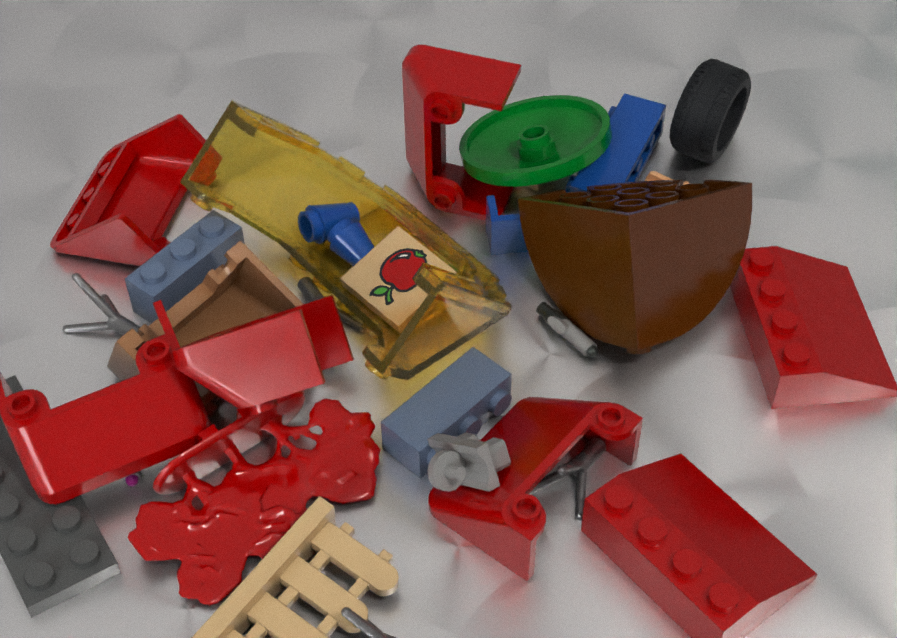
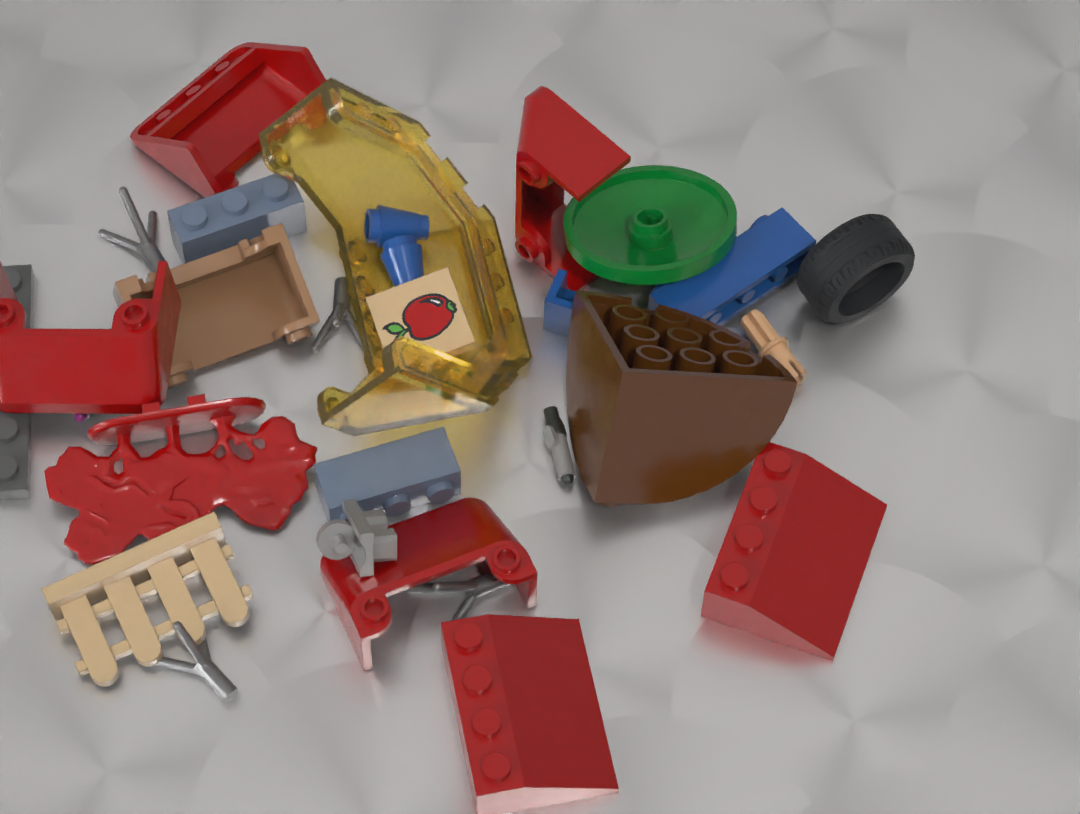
camera: 25 degrees right, 10 degrees up
(268, 355) = (228, 351): red windscreen -> none

